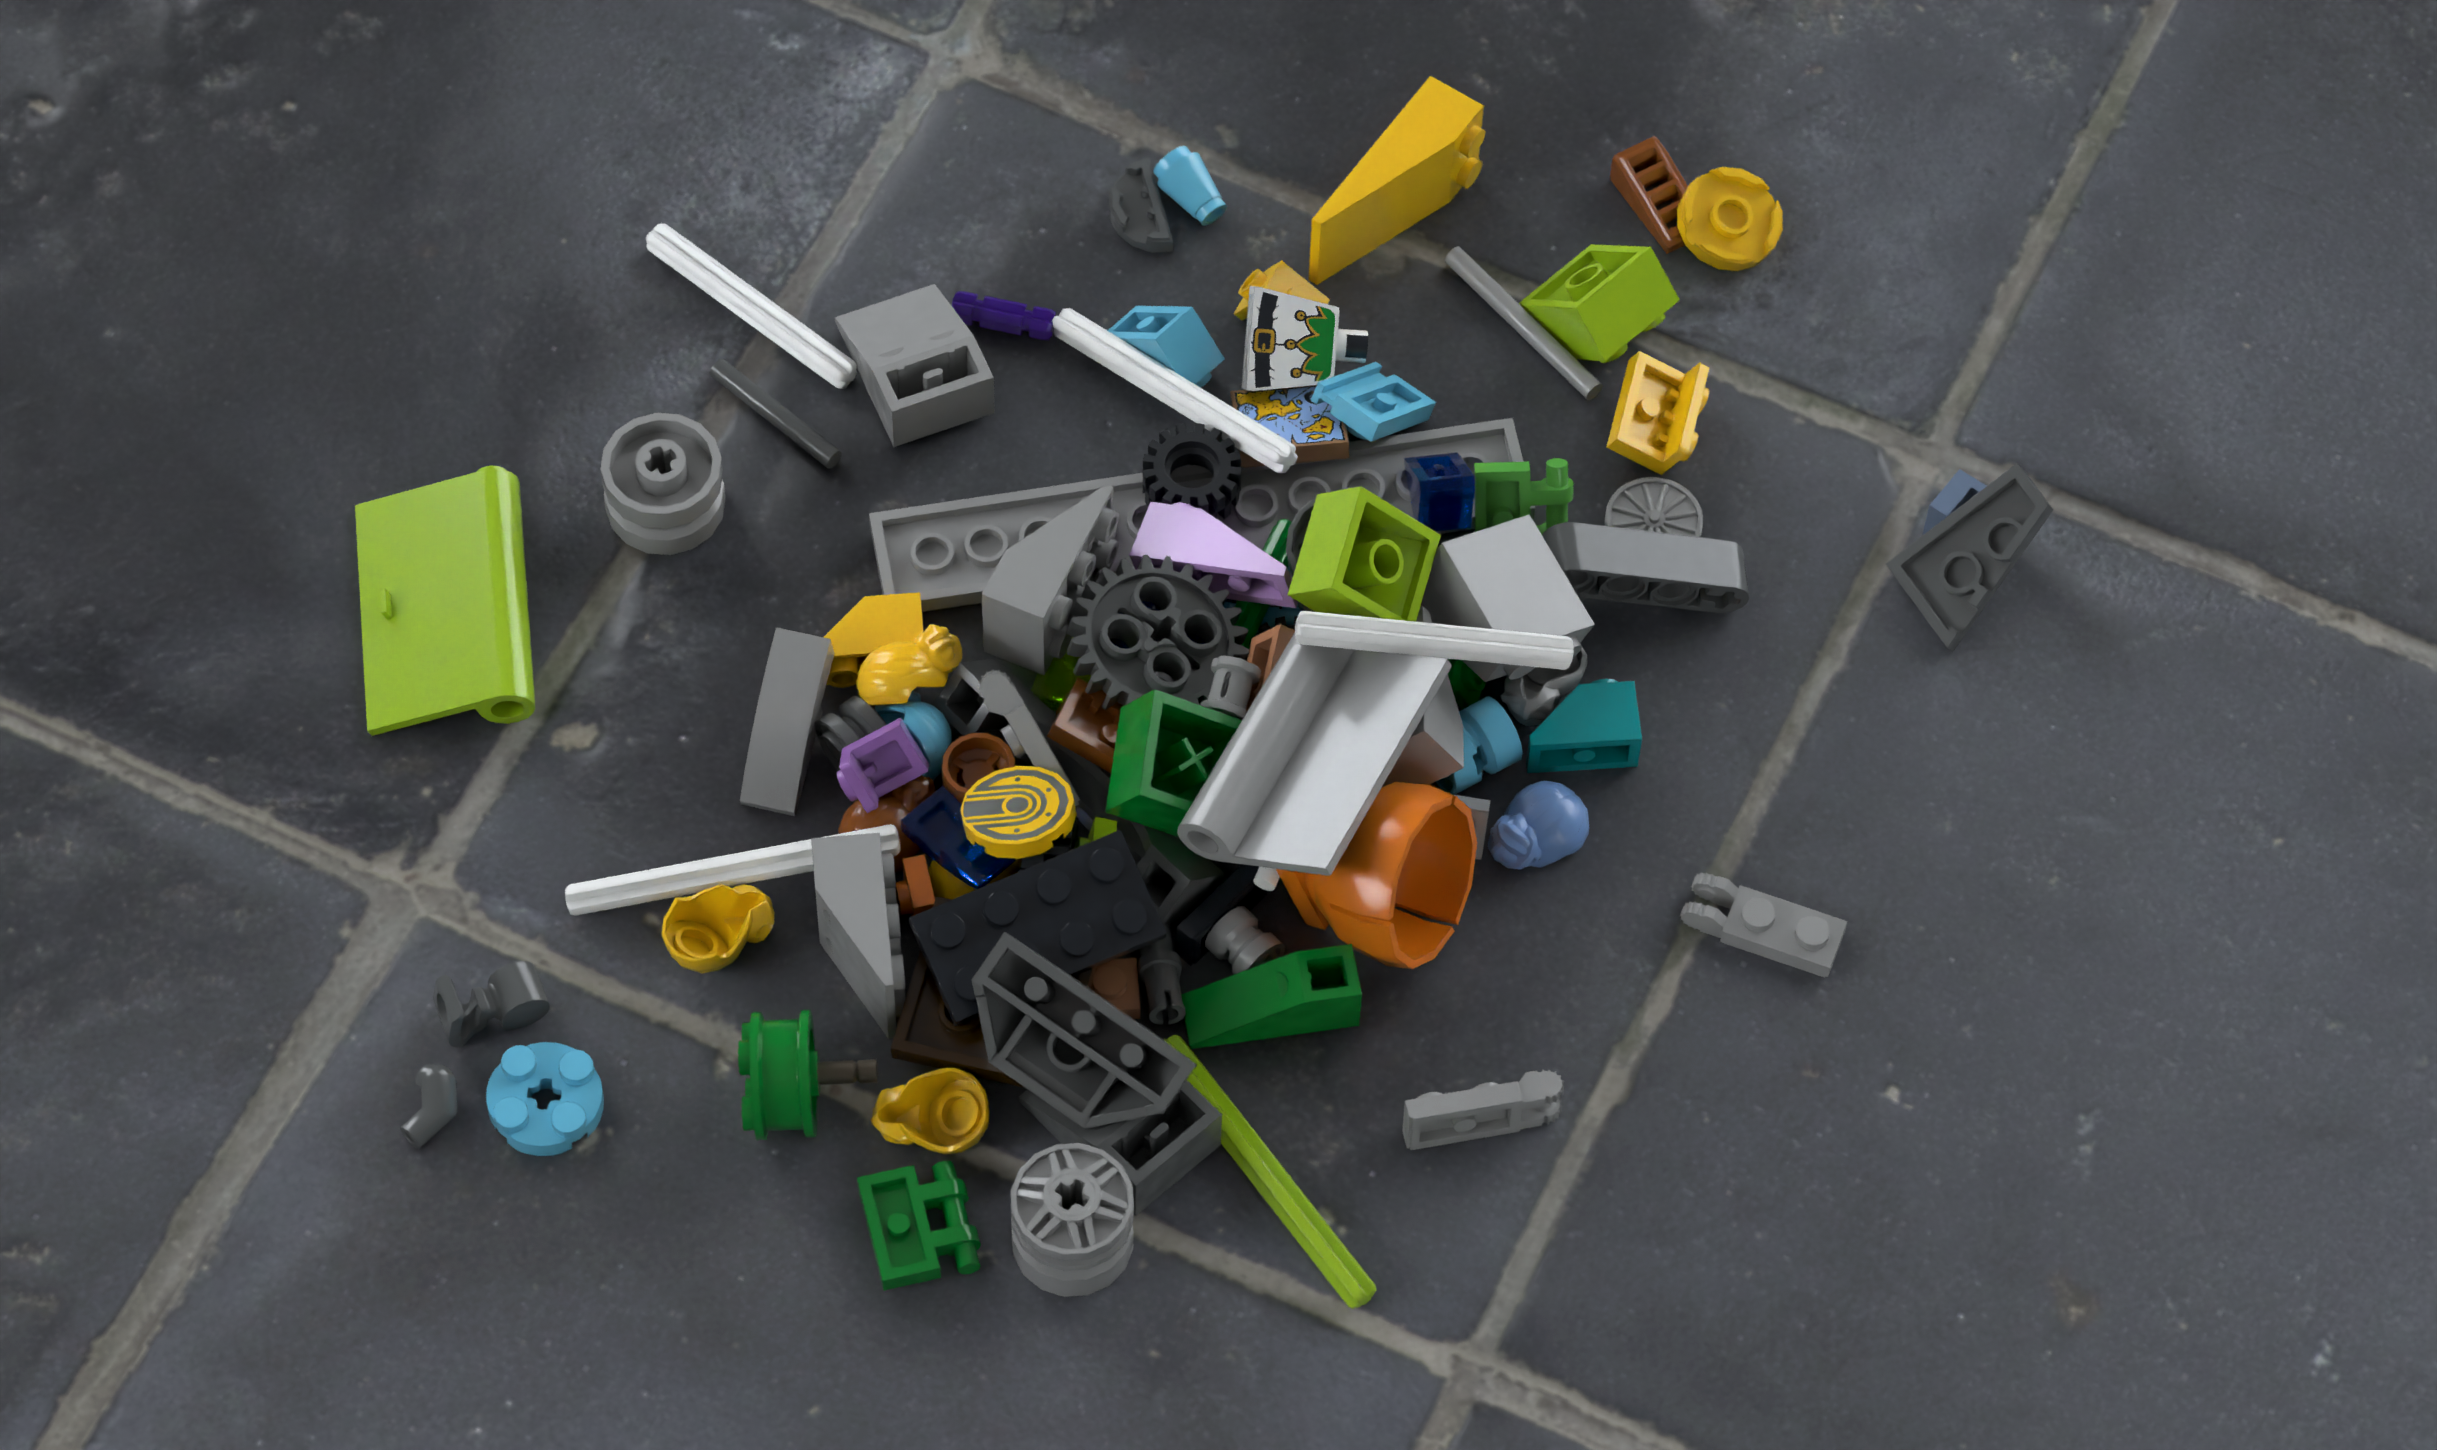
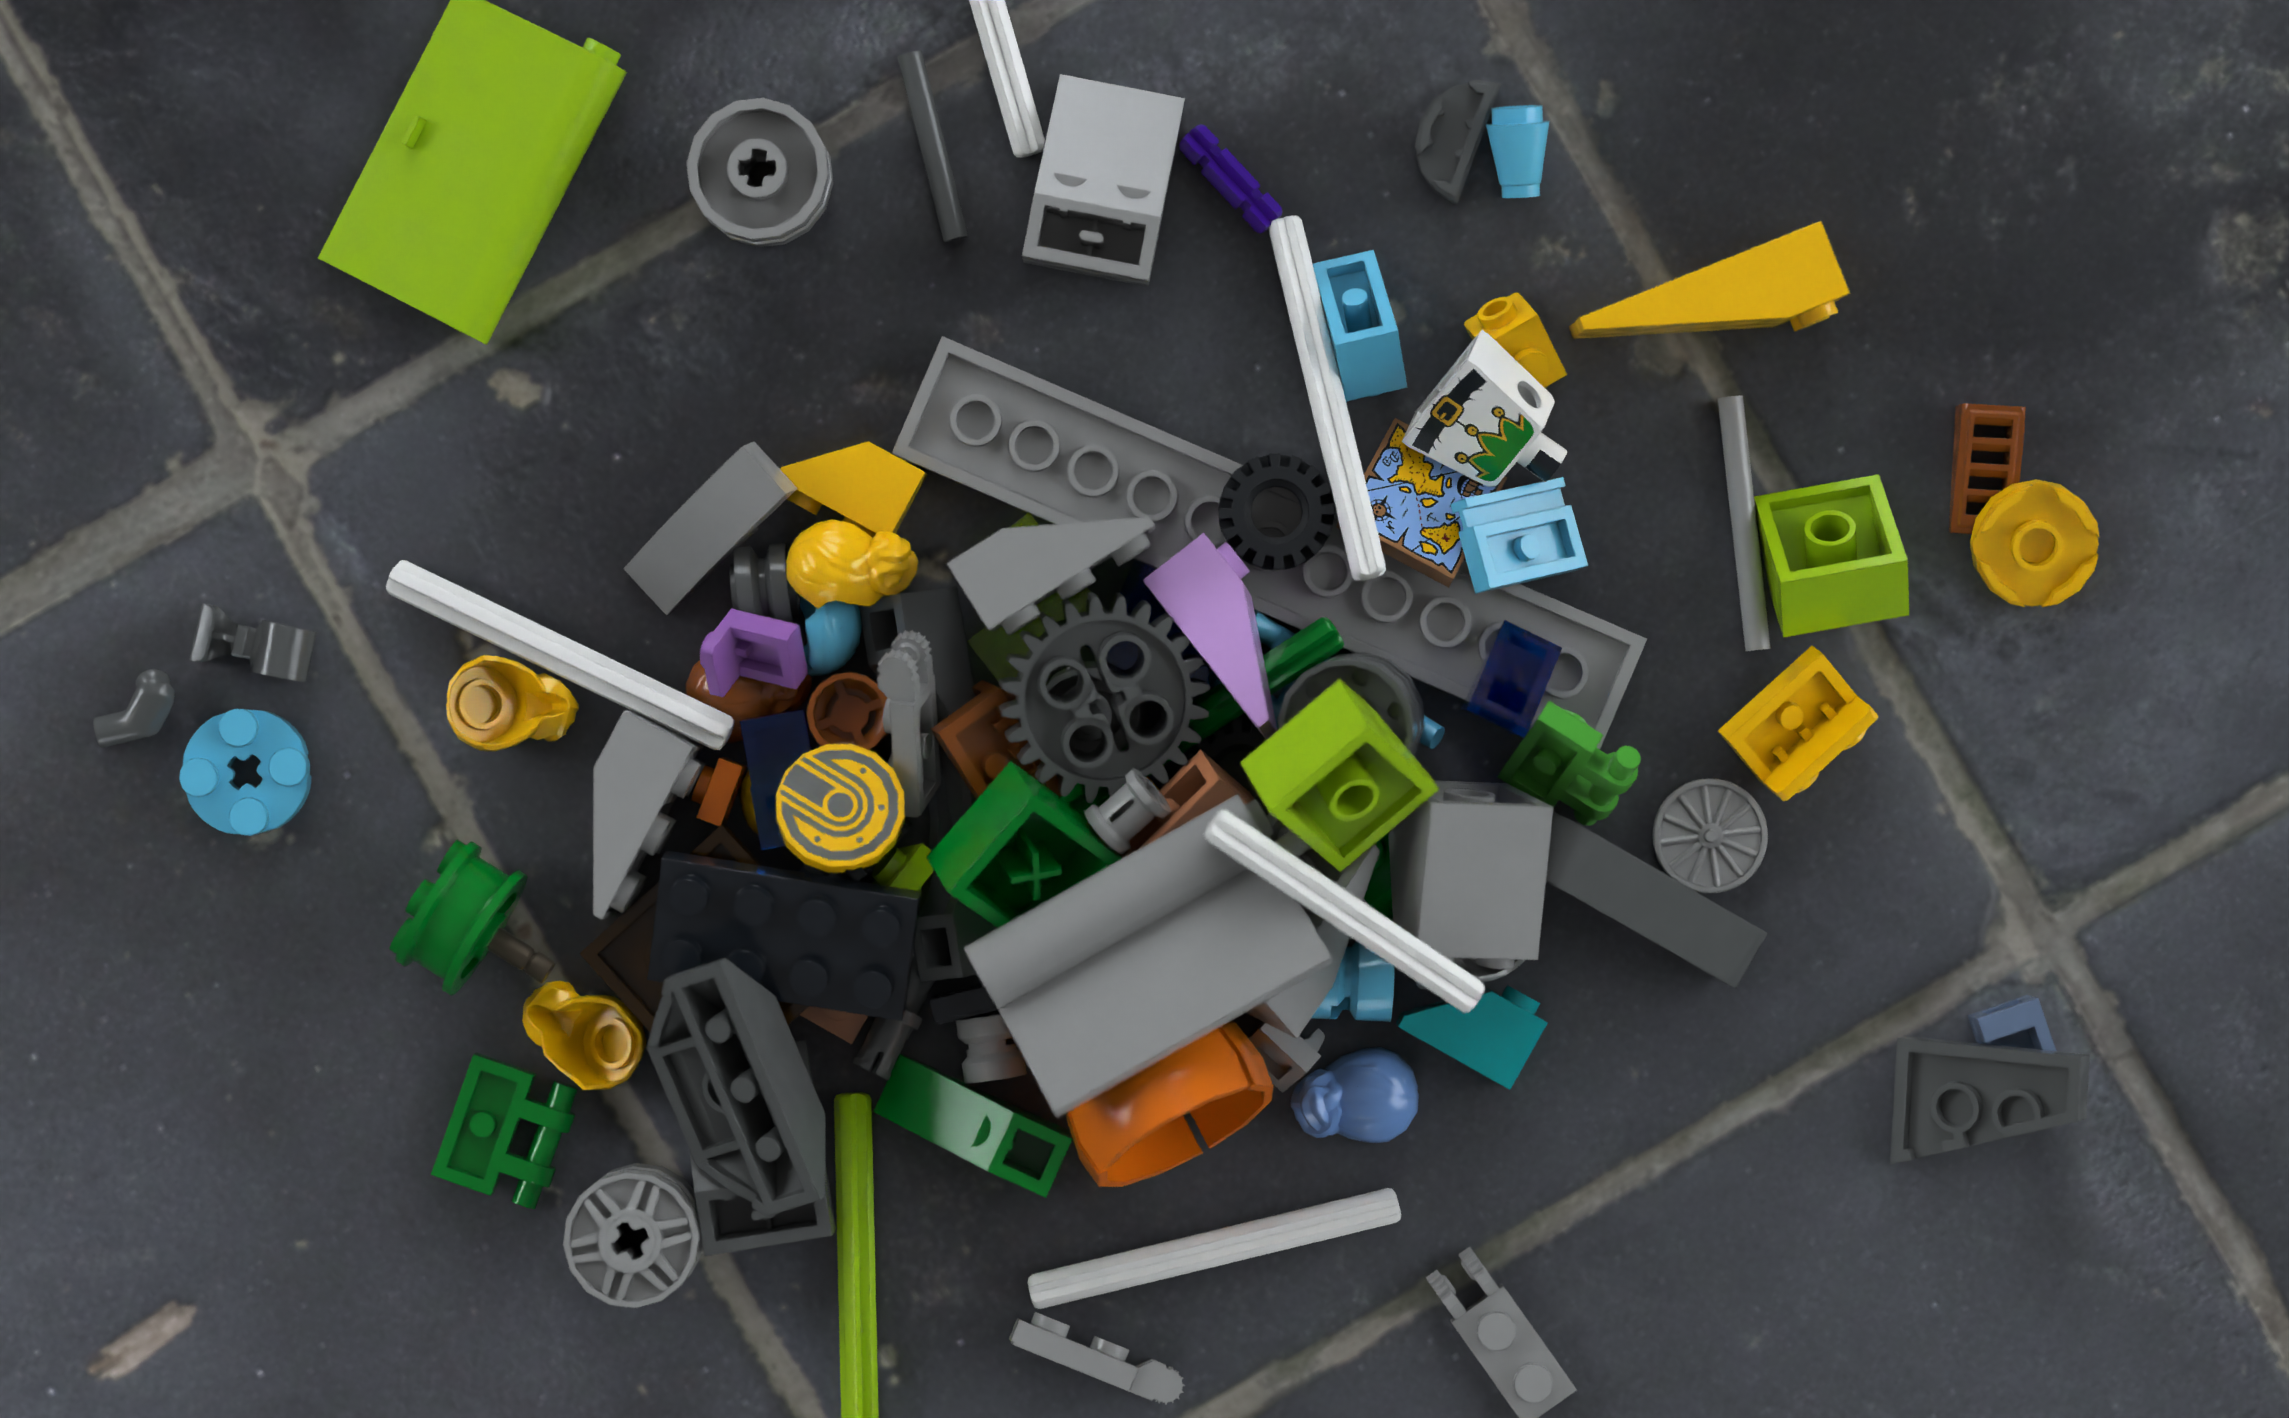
camera: 35 degrees right, 30 degrees up
(1512, 988) = (1214, 1248): none -> white axle

